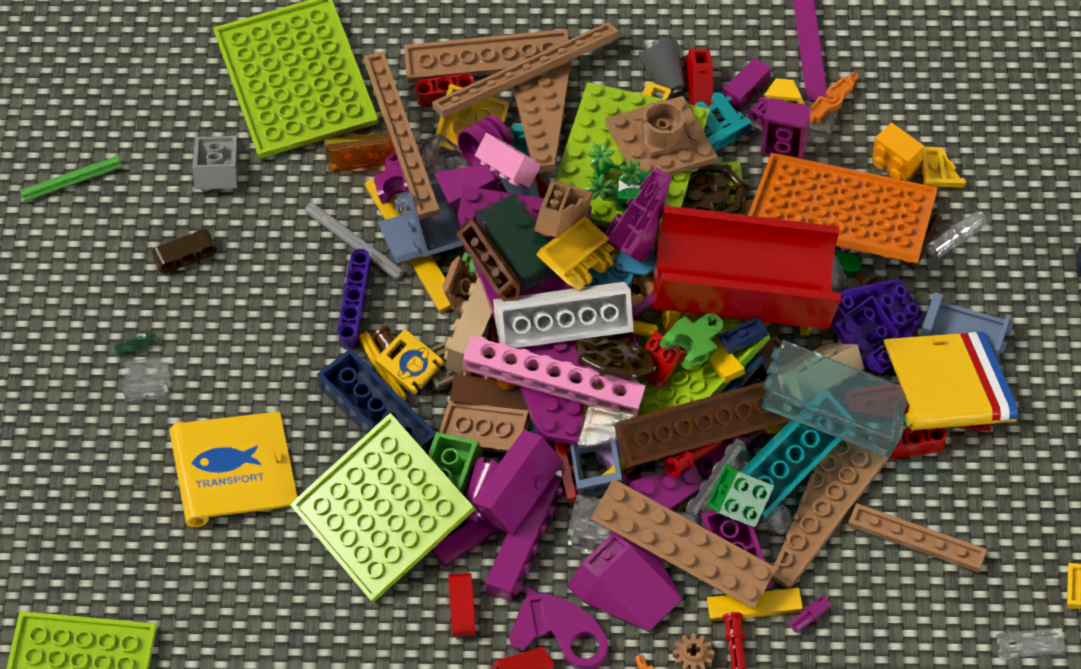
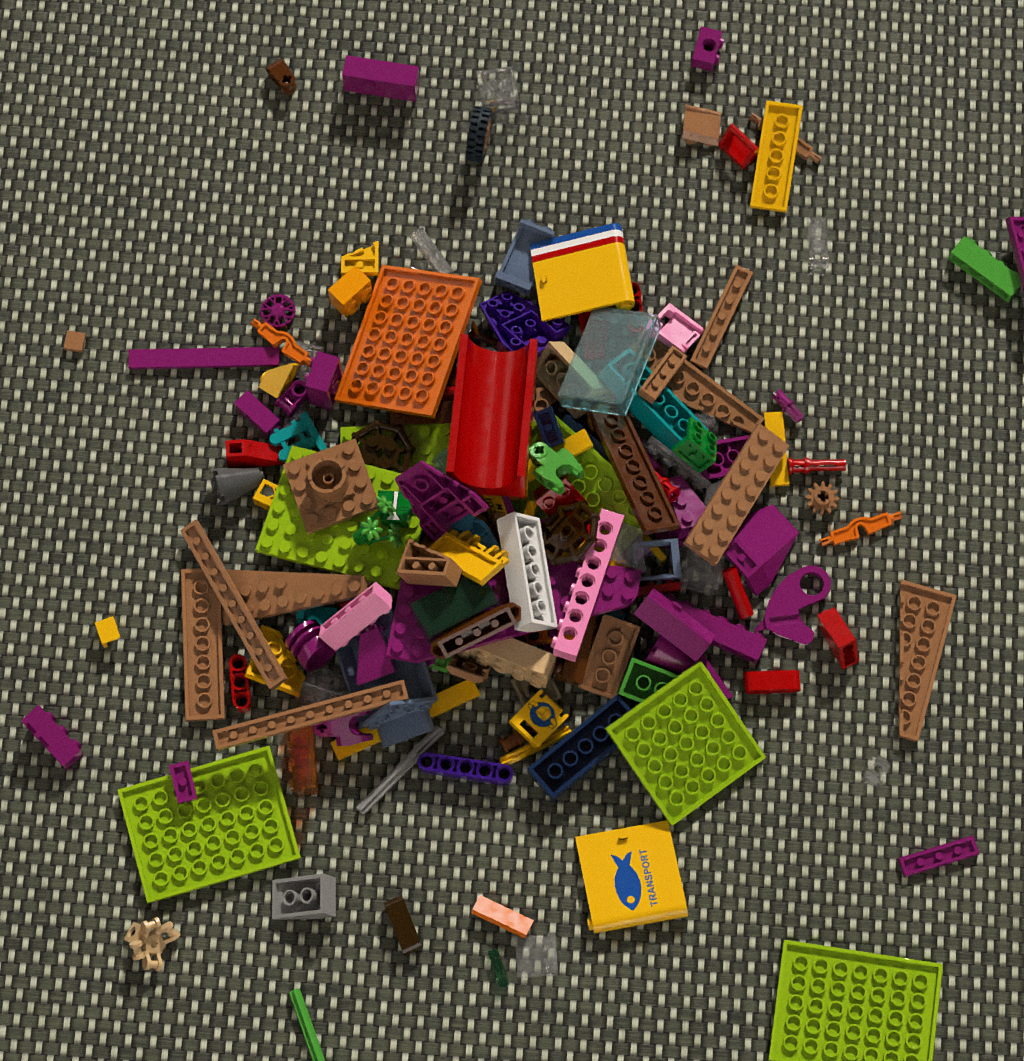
camera: 90 degrees left, 15 degrees up
(172, 36) = (150, 942): none -> tan piece
(191, 343) = (502, 916): none -> tile
(335, 44) = (183, 782): none -> magenta plate
(566, 559) = (737, 592): none -> red piece
(827, 461) = (662, 374): none -> medium nougat tile
(871, 98) = (278, 310): none -> magenta wheel
(890, 490) = (680, 329): none -> bright pink container

